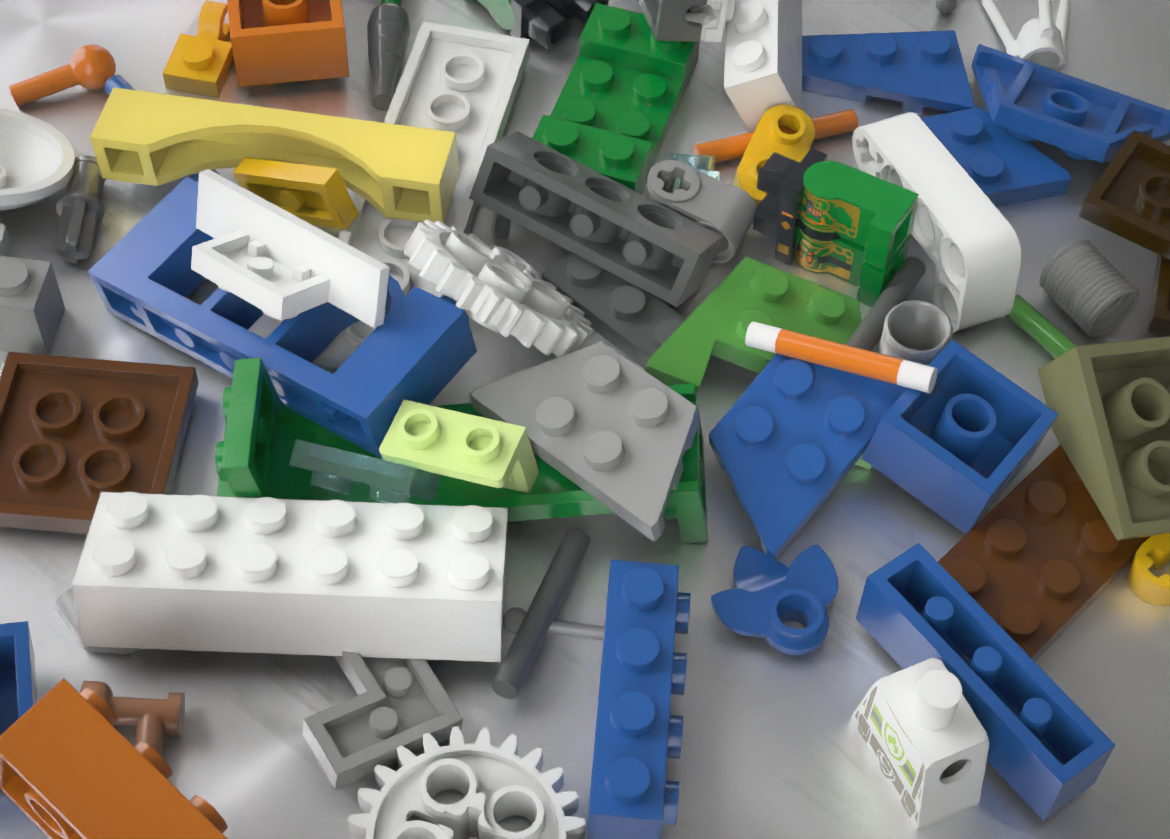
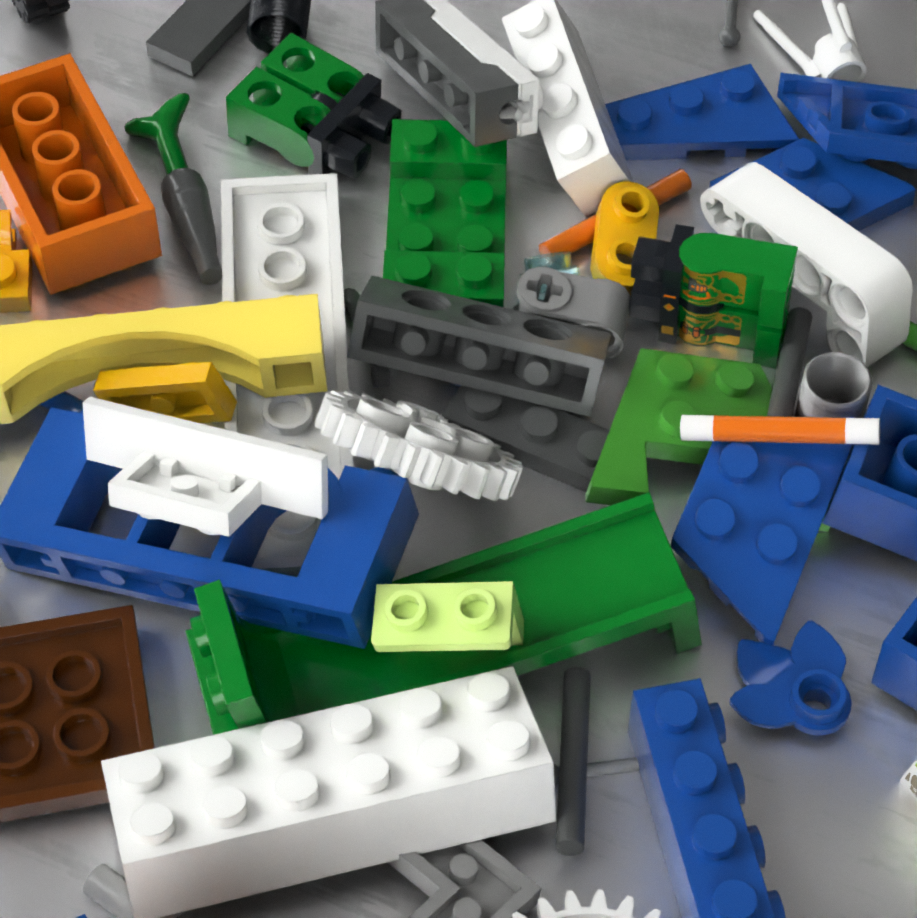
camera: 15 degrees left, 0 degrees up
(388, 480) = (325, 671): clear light blue plate -> none
(601, 428) = (575, 561): light grey wing -> none

